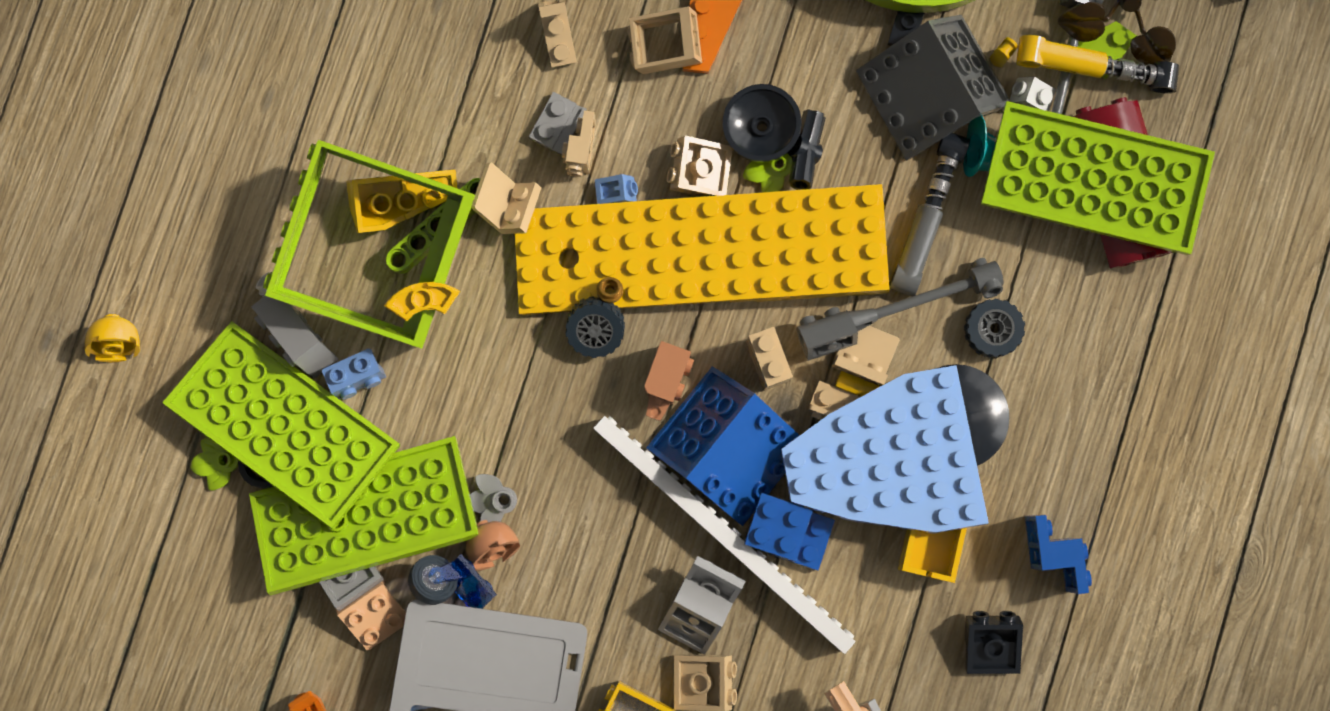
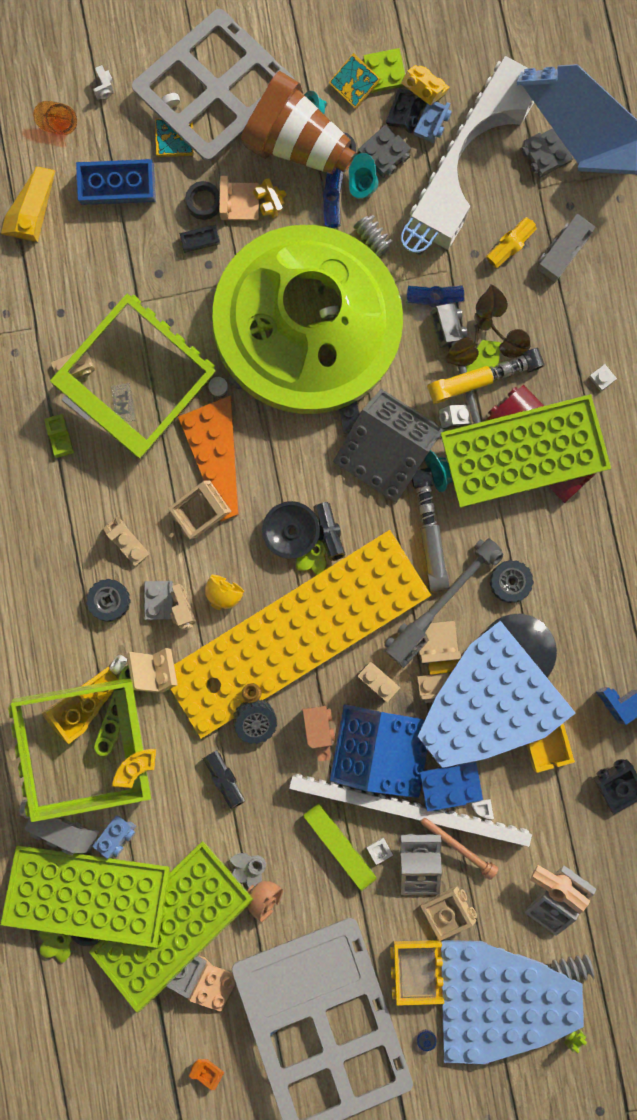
camera: 20 degrees left, 0 degrees up
(436, 579) = (241, 942): plate -> none
(468, 172) = (118, 664): none -> white tile
(495, 105) = (117, 593): none -> black wheel
(520, 377) = (224, 779): none -> black piece
(616, 189) = (220, 623): medium blue bracket -> none
(616, 532) = (340, 847): none -> lime beam
(638, 154) = (222, 593): none -> yellow cylinder
(660, 563) = (379, 851): none -> white tile
(699, 167) = (266, 579): tan plate -> none
(779, 656) = (488, 869): none -> nougat piece
(812, 581) = (483, 808): none -> white tile
(1003, 52) = (421, 400): yellow bar -> none
(1238, 144) = (602, 377): none -> white plate

